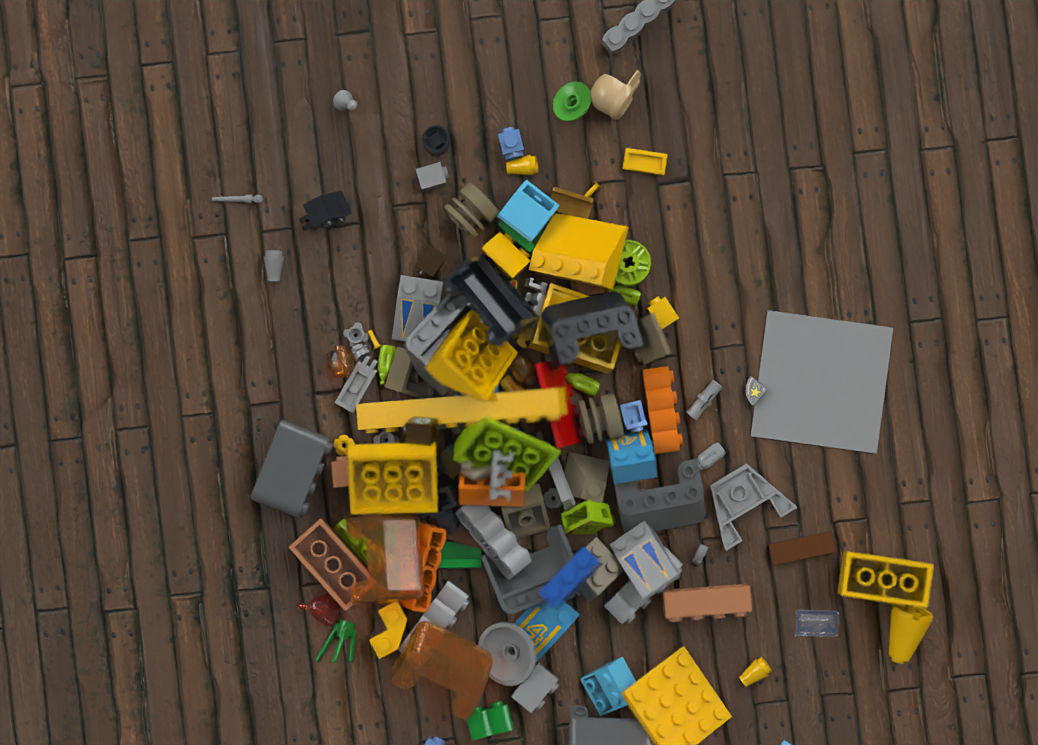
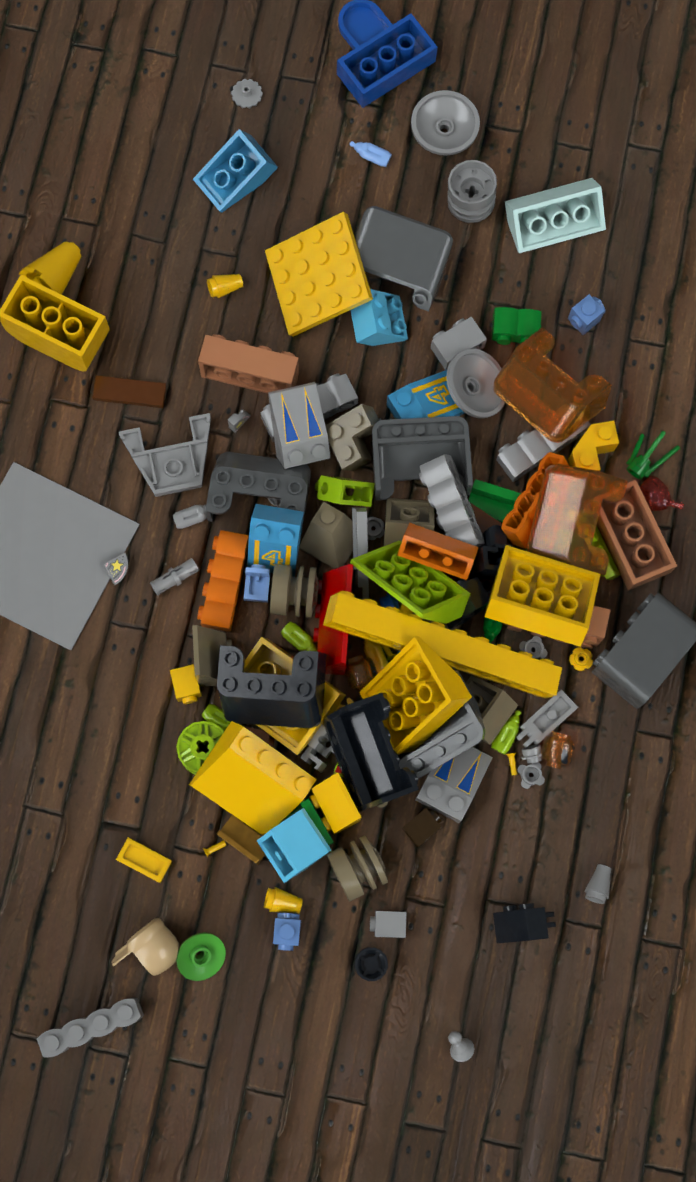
camera: 165 degrees left, 10 degrees down
(247, 199) = (605, 971): light grey piece -> none
(421, 430) = (495, 635): dark brown brick -> none
(473, 473) = (452, 570): dark tan arm -> none
(496, 480) = (423, 568): light grey piece -> none
(570, 578) = (385, 427): blue brick -> none
(817, 623) = (142, 313): clear slope -> none

